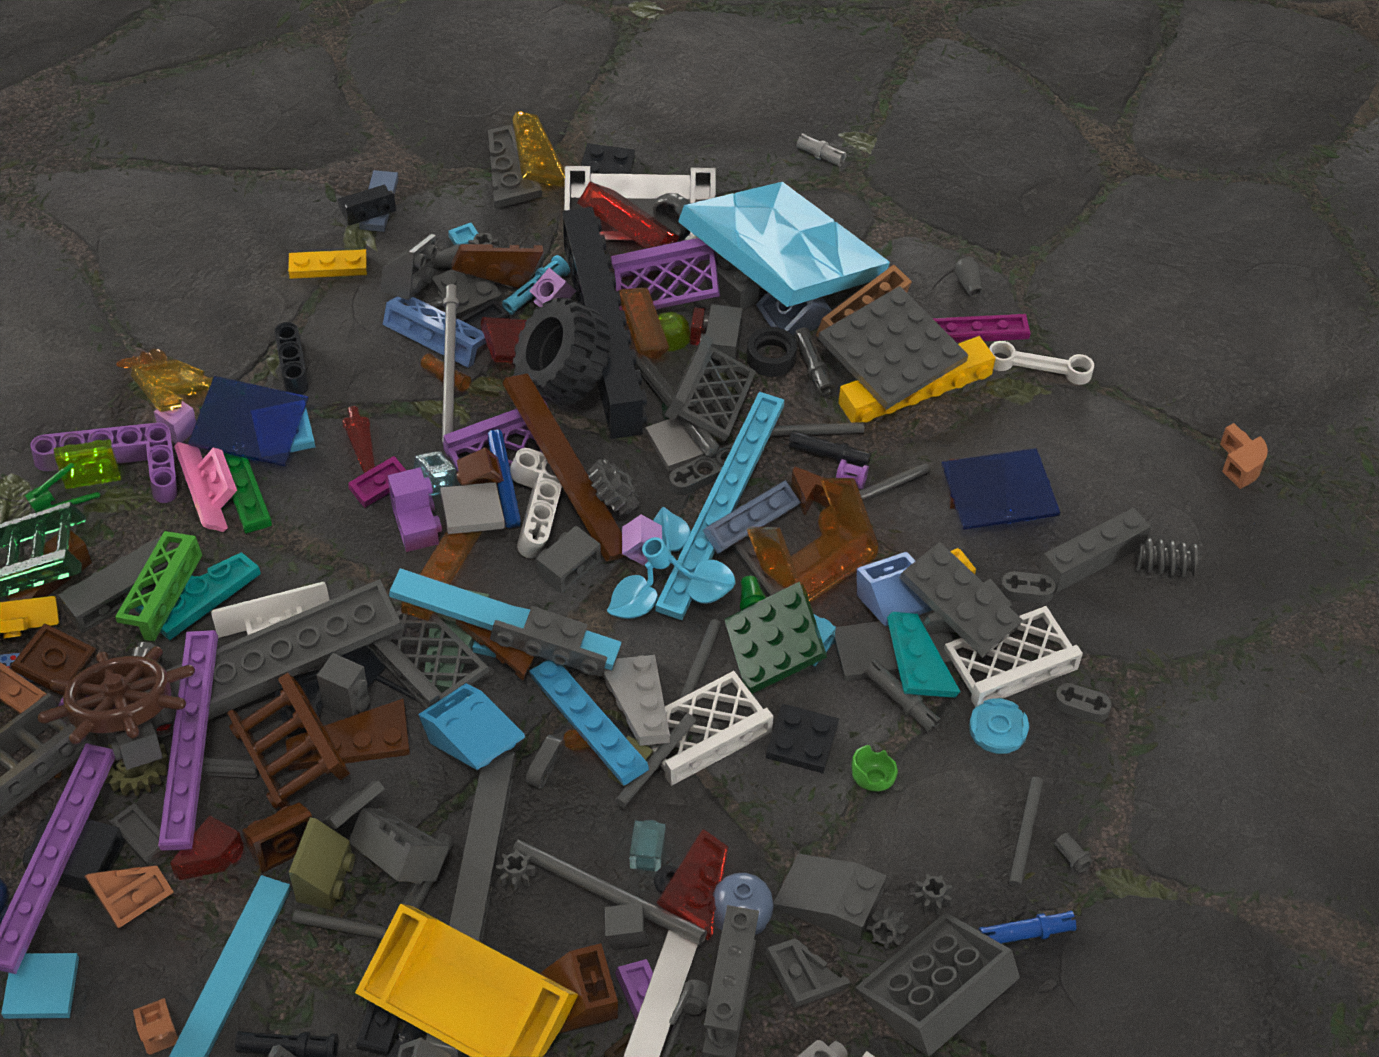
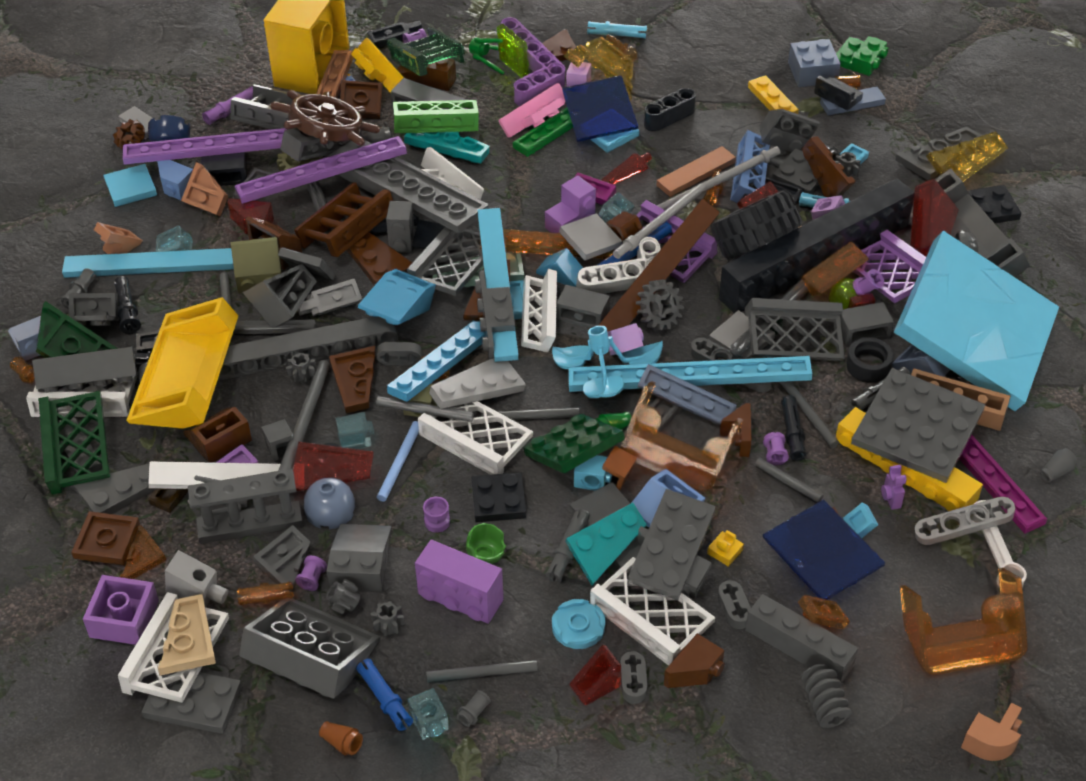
camera: 70 degrees right, 5 degrees down
(71, 924) = (174, 177): none -> medium blue slope
(94, 415) = (560, 44): none -> reddish brown wing
(100, 359) = (616, 29): none -> medium azure pin
(199, 957) = (174, 239): none -> clear light blue bracket
(302, 203) = (812, 60): none -> sand blue brick
(310, 160) = (862, 55): none -> green plate
(350, 186) = (851, 80): none -> clear orange pin
(405, 378) = (695, 171): none -> nougat tile
(414, 797) = (331, 298): none -> light grey hinge
(490, 558) = (565, 265): none -> dark azure slope
(510, 471) = (632, 241): none -> light grey bar
(552, 820) = (354, 377): none -> reddish brown wing
(554, 595) = (544, 314): none -> white fence
(683, 302) = (871, 281): none -> medium lavender bush
(706, 816) = (398, 462): none -> light blue bar
(808, 794) = (436, 514): none -> medium lavender wheel
(827, 608) = (620, 465): none -> dark orange panel
(838, 951) = (311, 573): none -> medium lavender bush
(849, 1006) = (265, 593): none -> clear orange pin
(922, 806) = (459, 581): none -> medium lavender brick
(949, 402) = (893, 487): none -> medium lavender plate
(973, 445) = (861, 520): none -> medium azure plate
(1014, 371) = (966, 525): none -> light grey beam
(1068, 986) = (343, 738): none -> dark orange cone
(1076, 519) = (823, 612): none -> clear orange plate
(1077, 729) = (597, 677): none -> clear red slope
(1077, 883) = (428, 704): none -> clear light blue brick
(1093, 640) = (695, 664): none -> reddish brown slope
(1139, 419) = (969, 644): none -> clear orange windscreen

